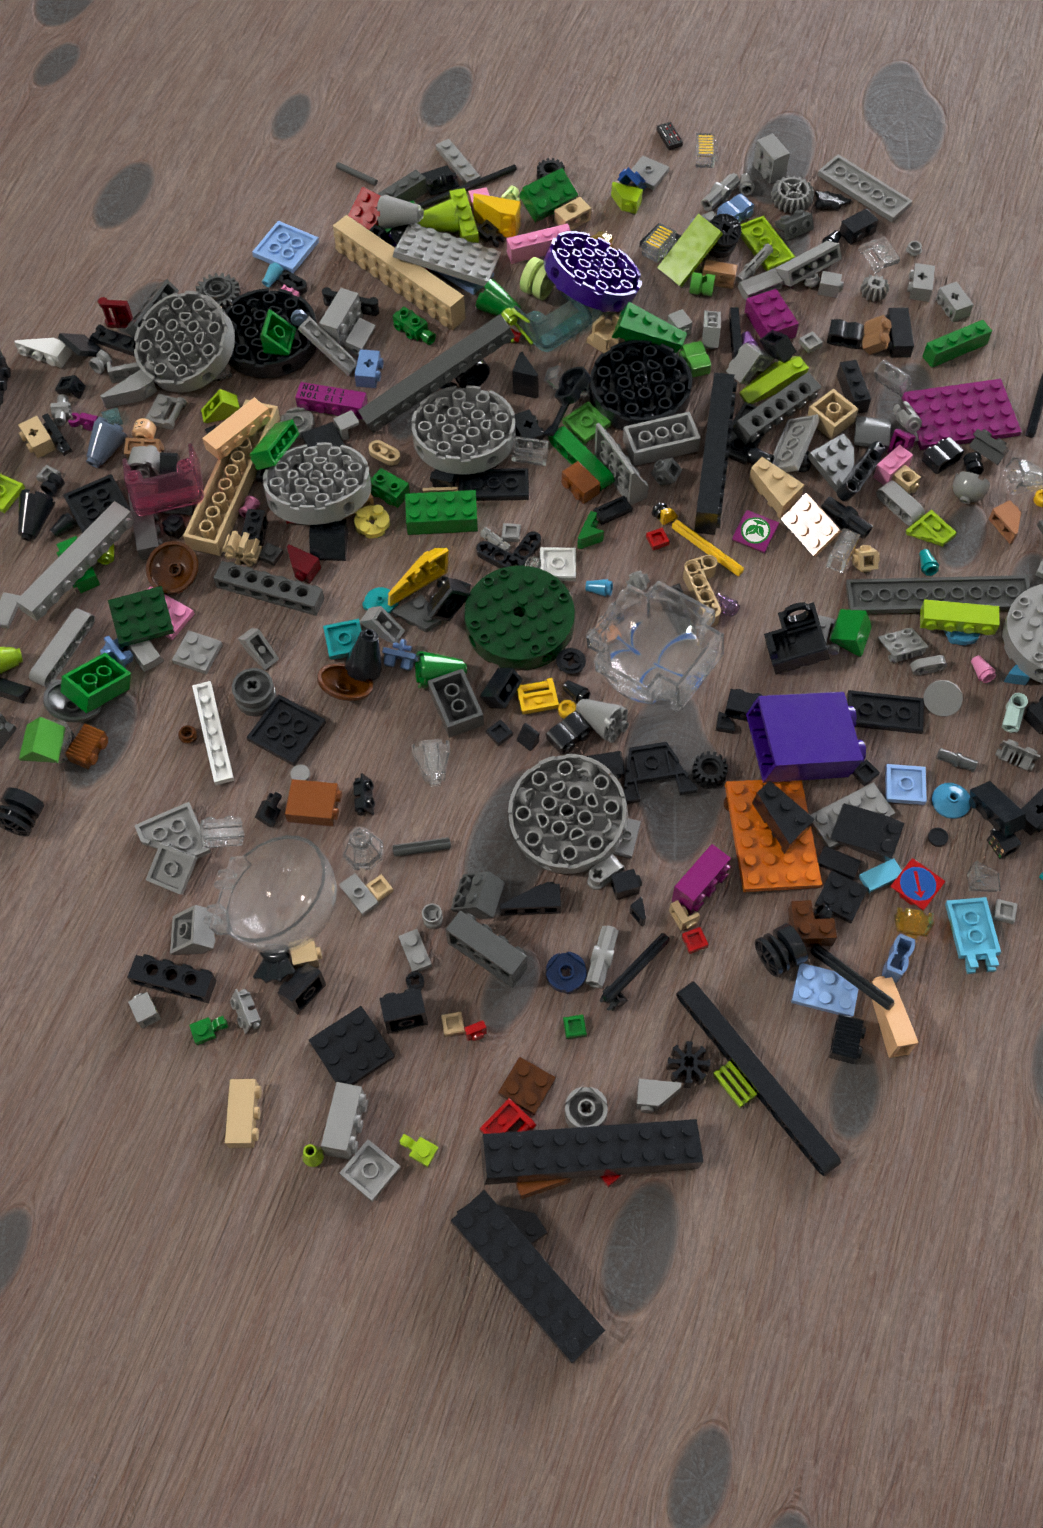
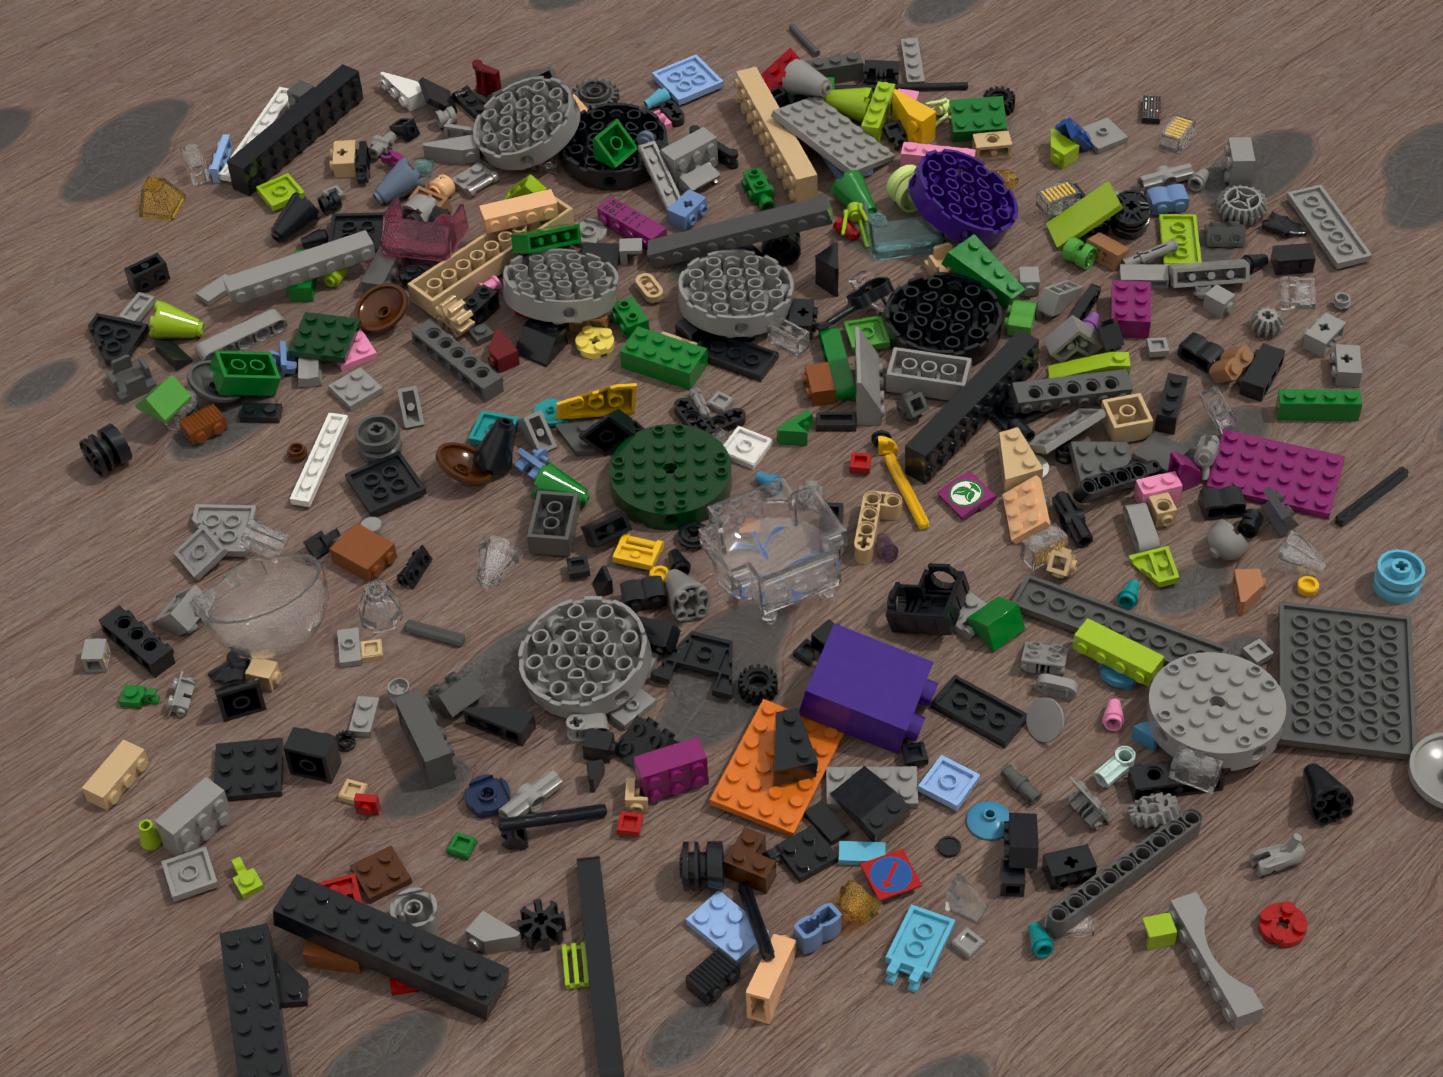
camera: 30 degrees right, 15 degrees down
(128, 711) = (261, 413): none -> black plate
(660, 865) = (642, 738): none -> black bracket

